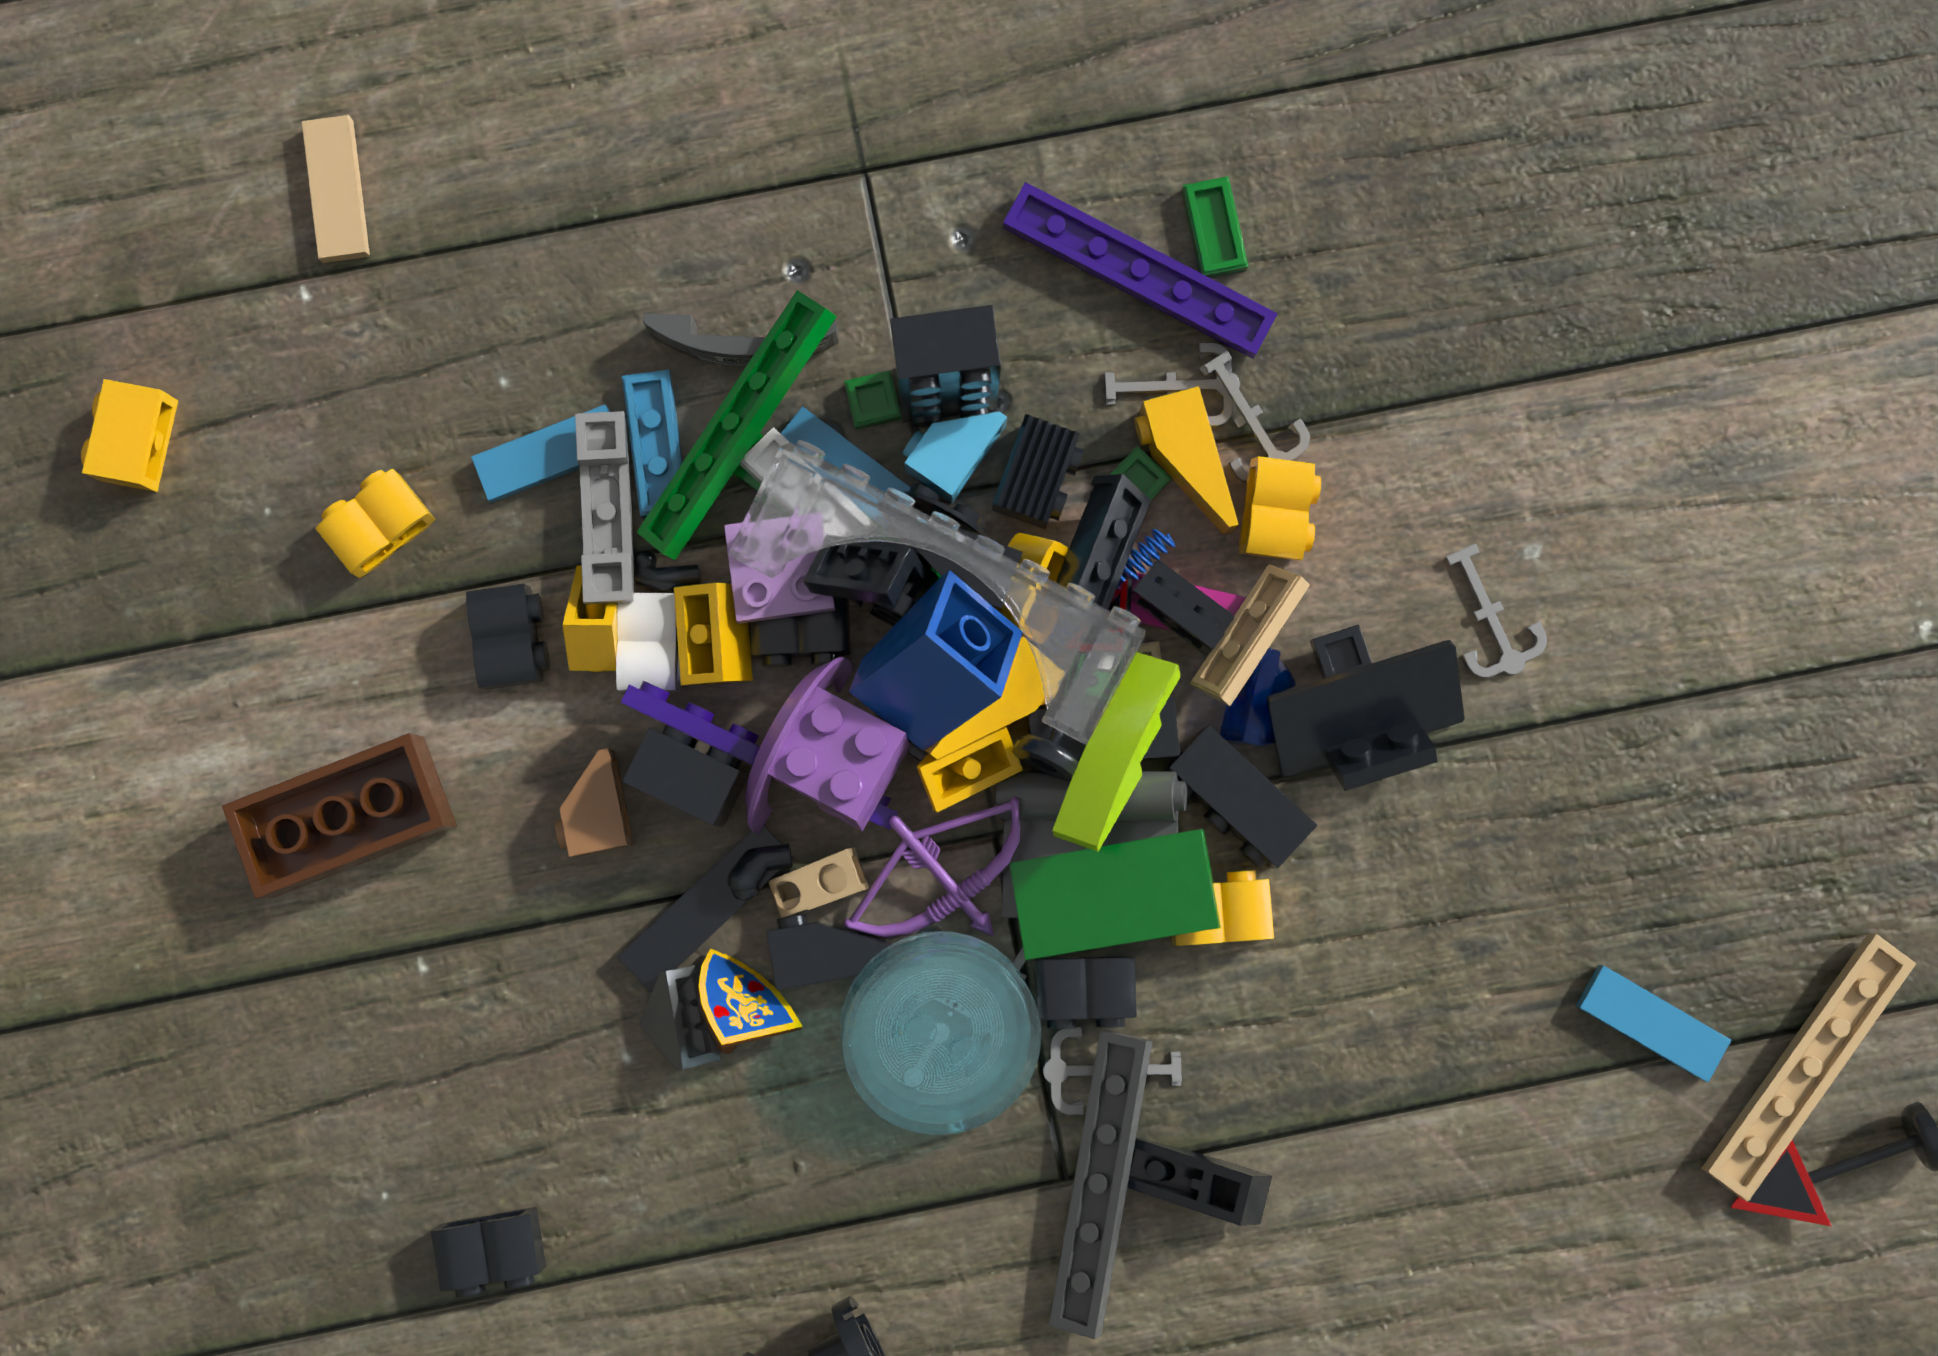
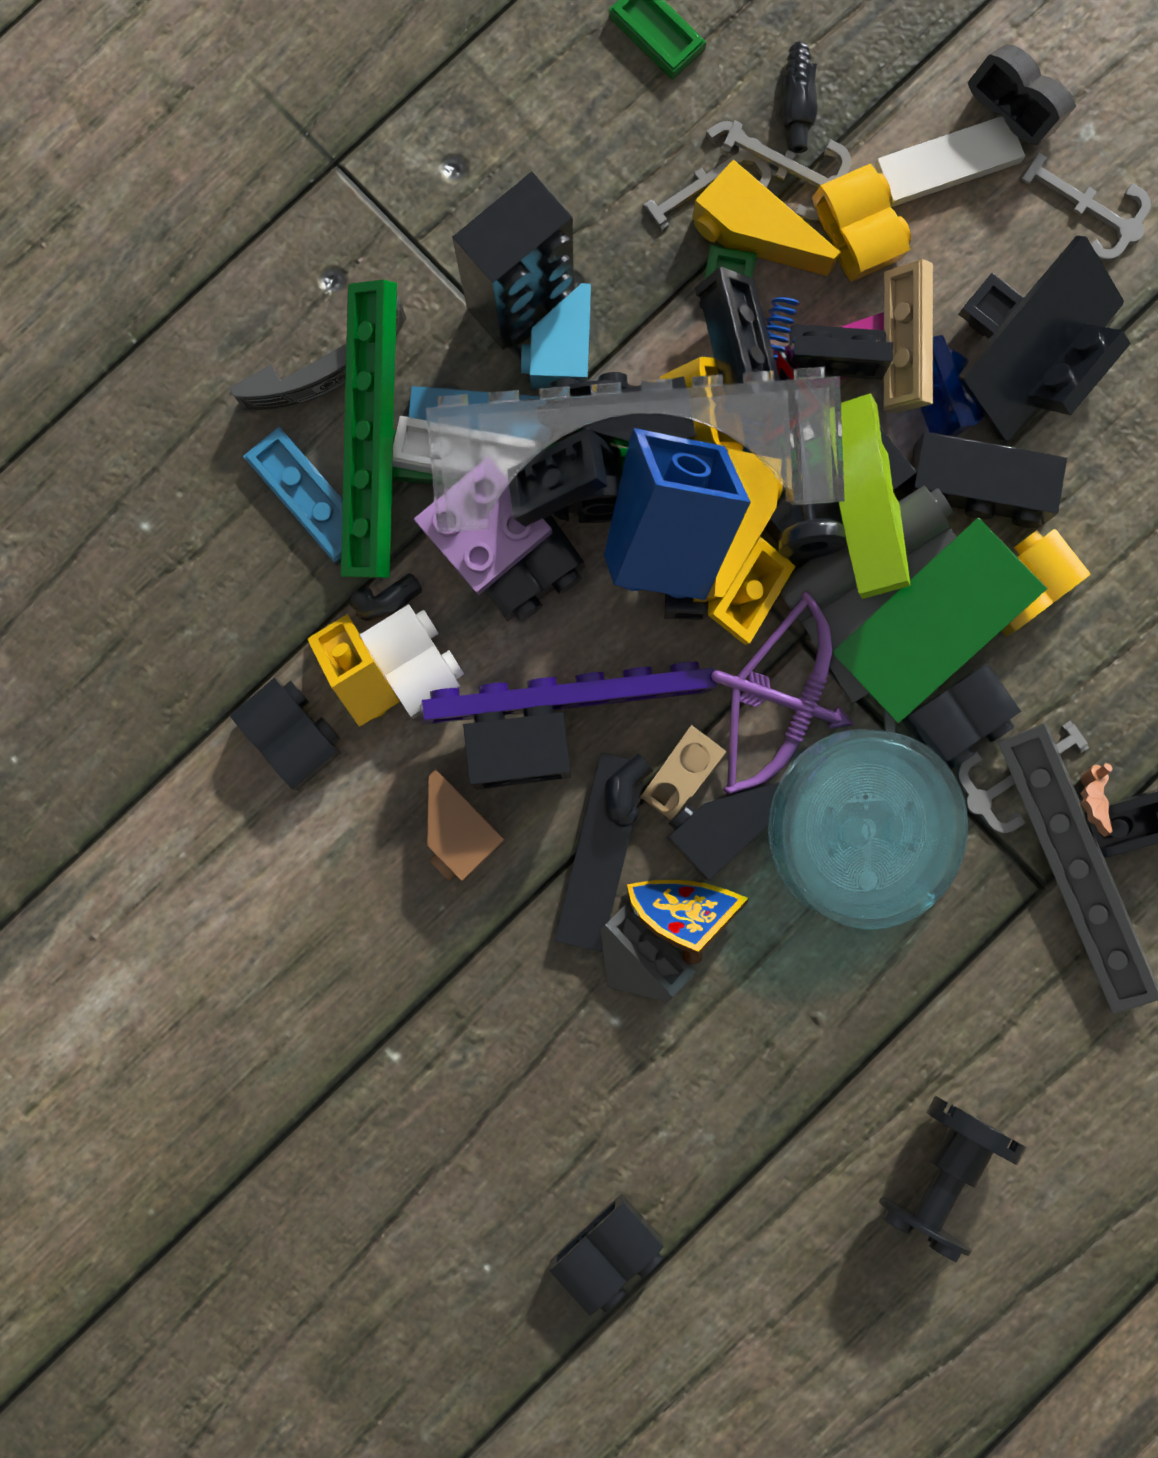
camera: 25 degrees left, 0 degrees up
(339, 816) = (243, 972): reddish brown brick -> none
(374, 522) = (112, 708): yellow brick -> none
(529, 459) = (222, 560): dark azure tile -> none
(605, 508) = (301, 571): light grey slope -> none
(710, 640) = (460, 620): yellow brick -> none
(826, 752) = (625, 651): medium lavender piece -> none
(872, 400) = (466, 346): green tile -> none
(1036, 472) = (643, 317): black brick -> none
(1139, 270) = (619, 100): dark purple plate -> none
(1150, 1133) = (1094, 799): none -> nougat piece
(1297, 364) = (799, 96): none -> black piece
(1393, 501) = (950, 160): none -> white tile
(1487, 484) = (1013, 86): none -> black brick

